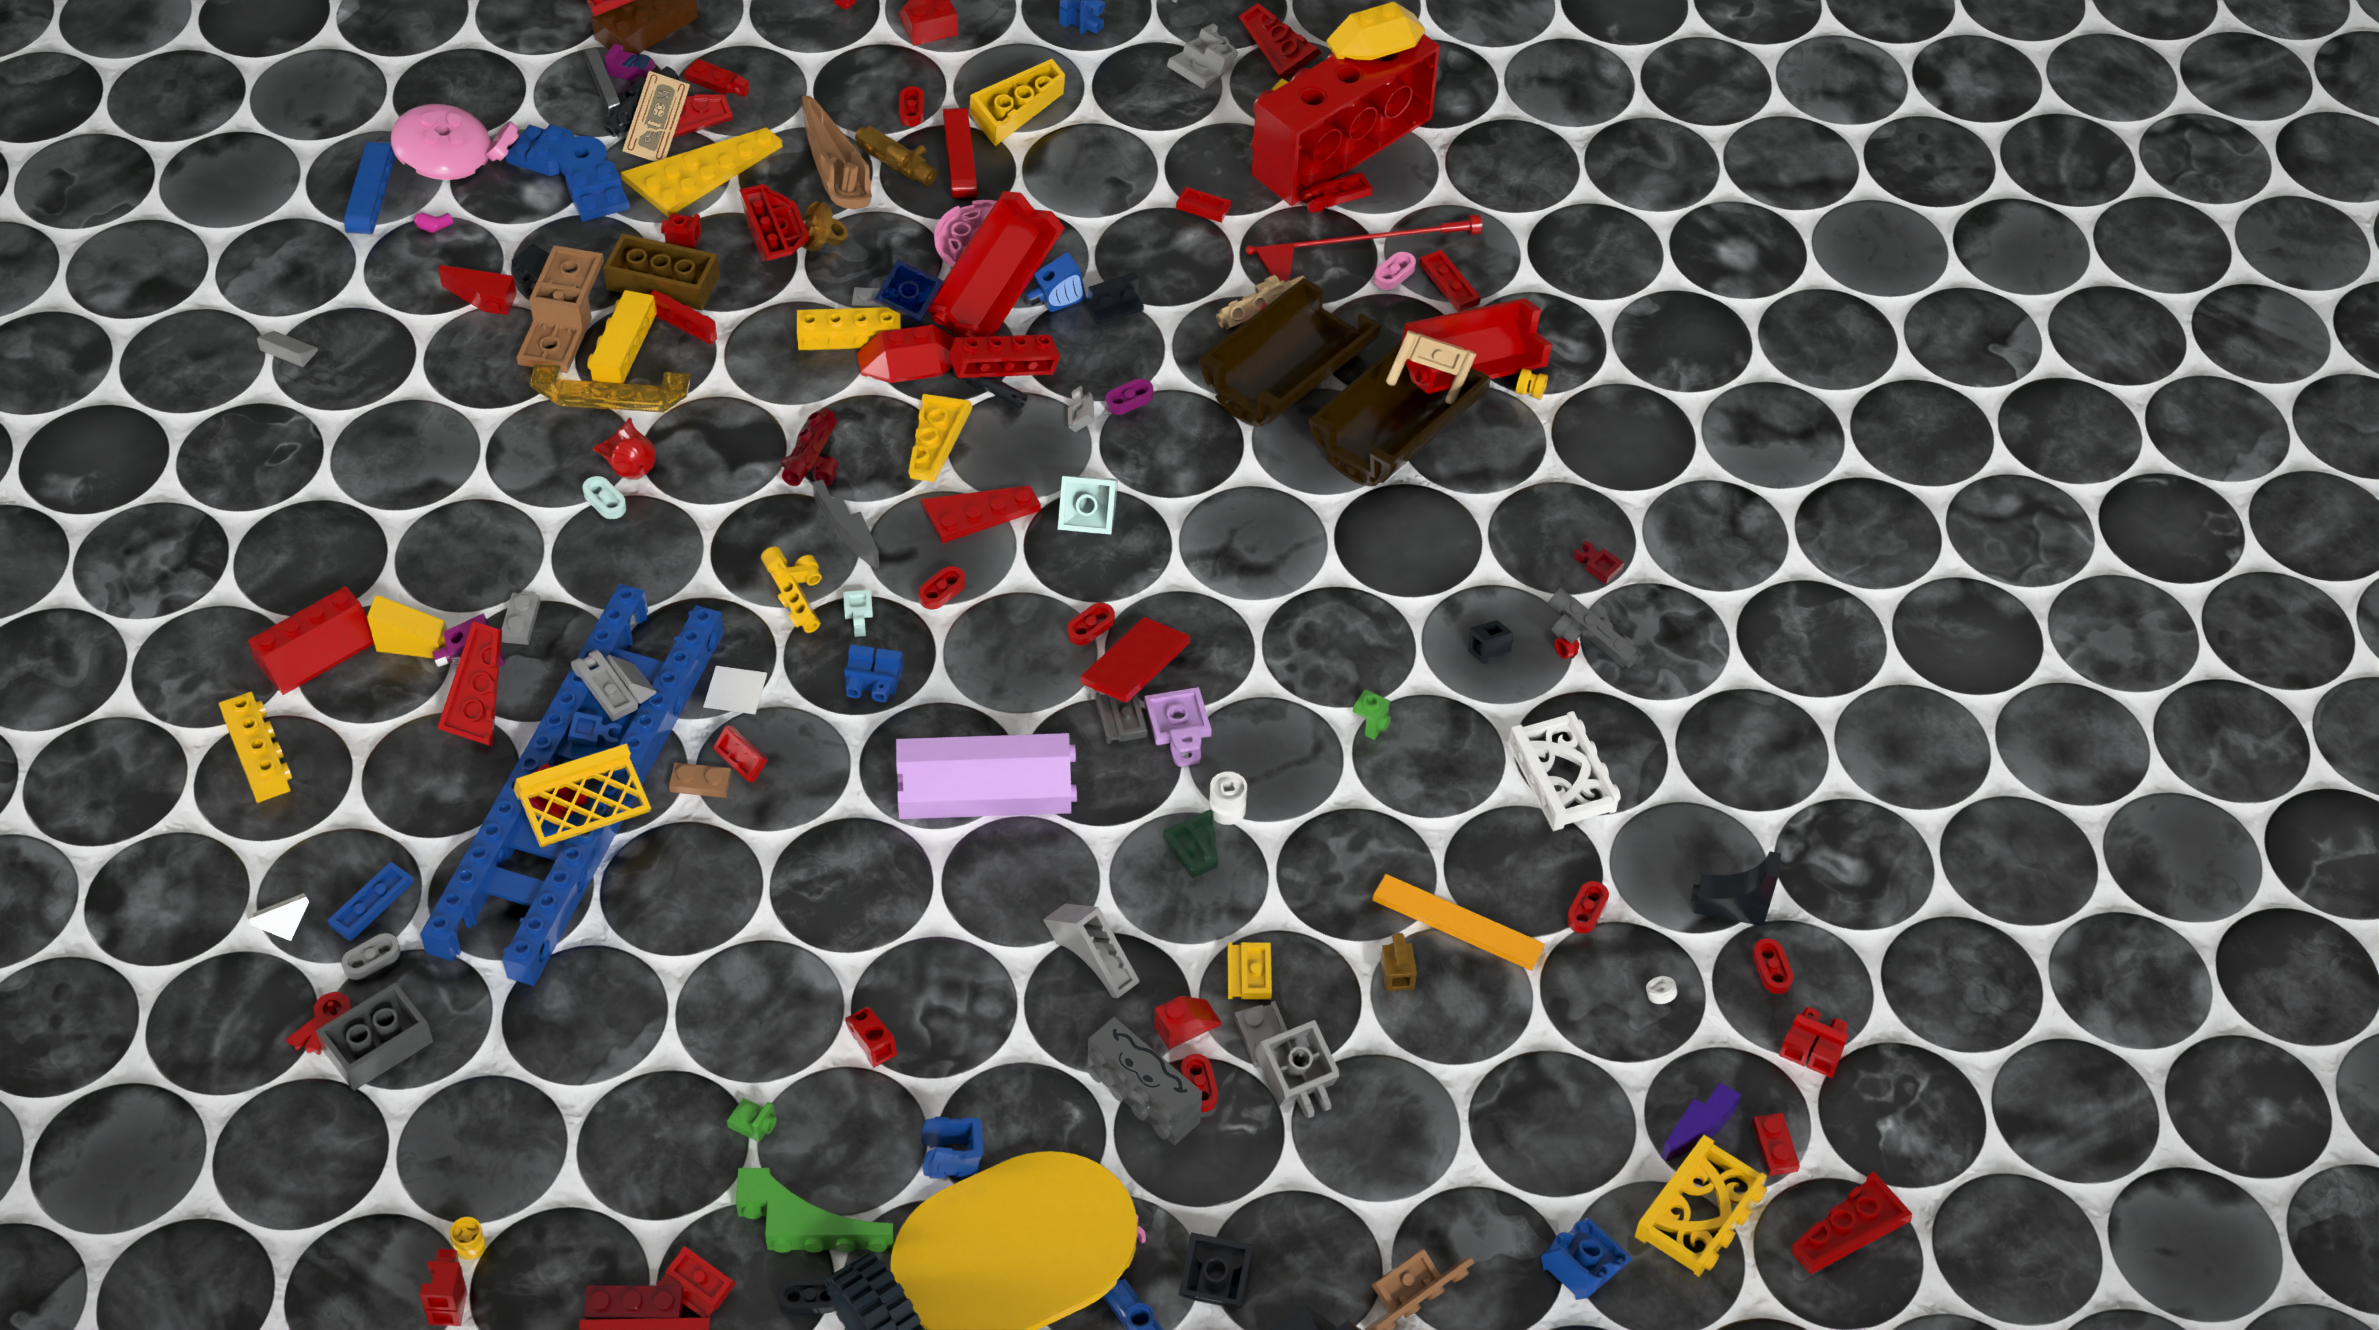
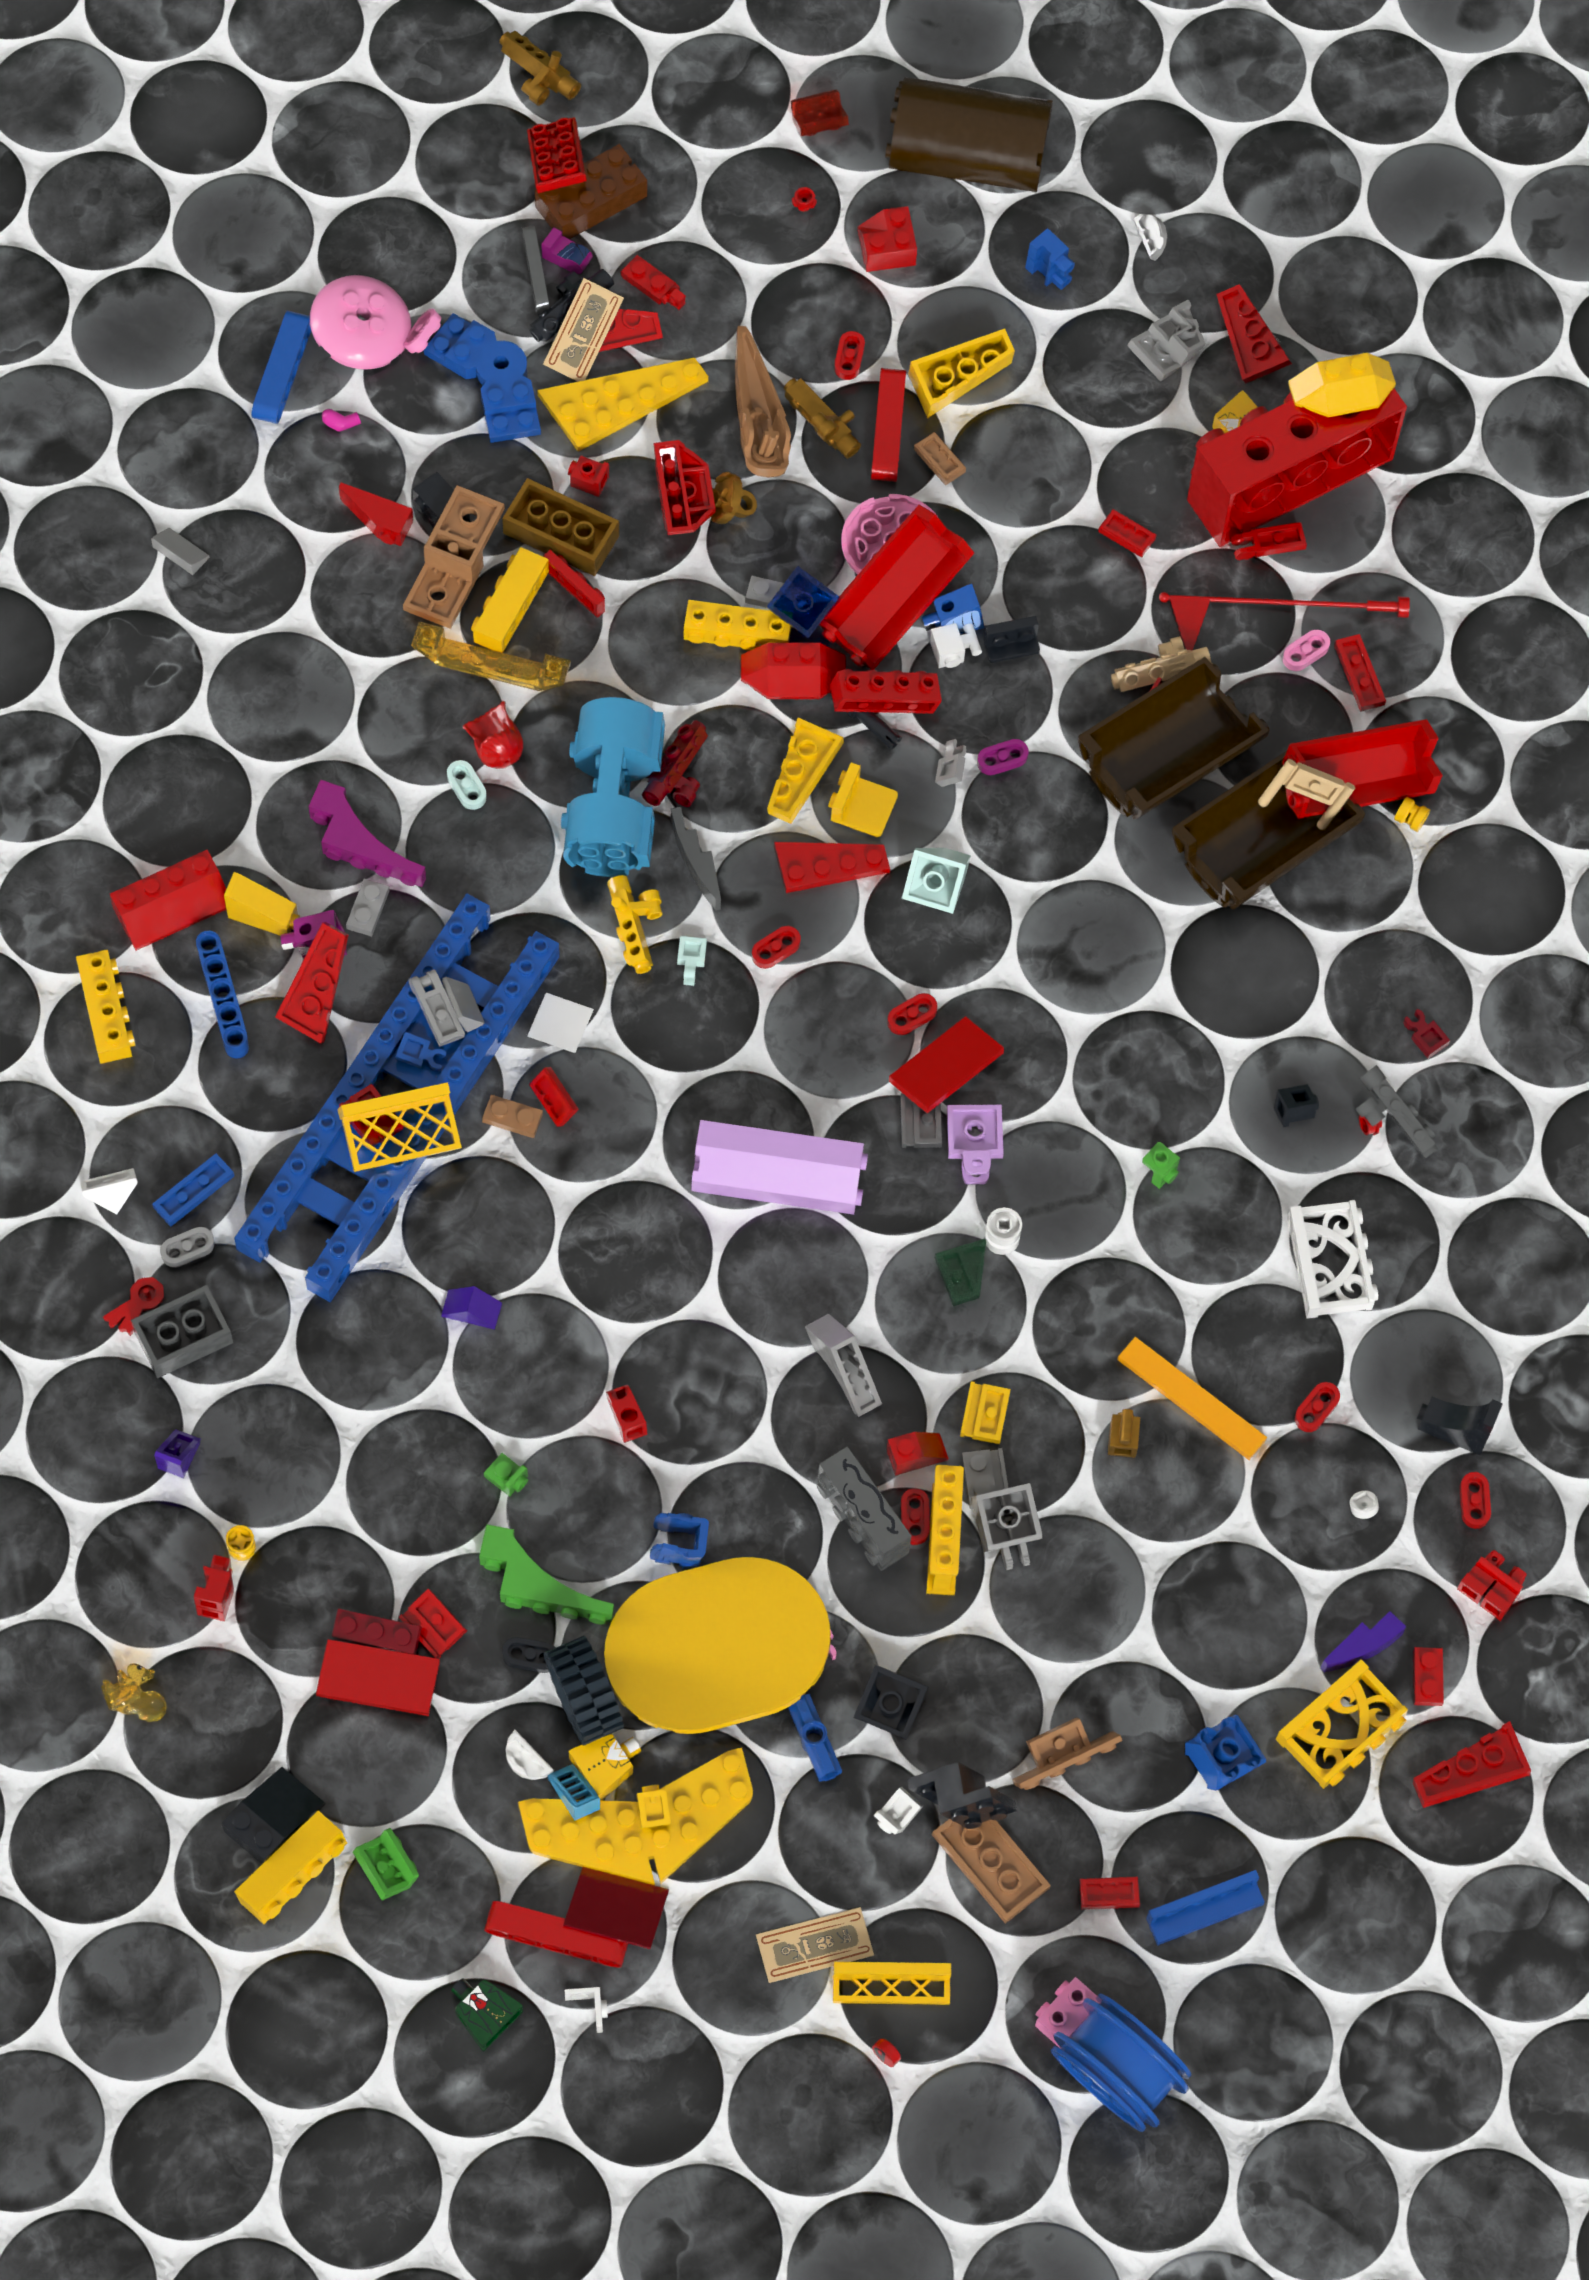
camera: 10 degrees right, 15 degrees up
(379, 716) = (219, 983): none -> blue beam
(383, 1161) = (177, 1453): none -> dark purple slope
(497, 563) = (351, 842): none -> magenta arch
(687, 962) = (472, 1307): none -> dark purple slope
(749, 439) = (616, 745): none -> dark azure cylinder
(873, 672) = (693, 1030): blue hips -> none
(1000, 454) = (861, 803): none -> yellow bracket
(1013, 172) = (939, 458): none -> medium nougat plate
(1057, 314) = (950, 645): none -> white brick
(1235, 1085) = (945, 1530): none -> yellow fence

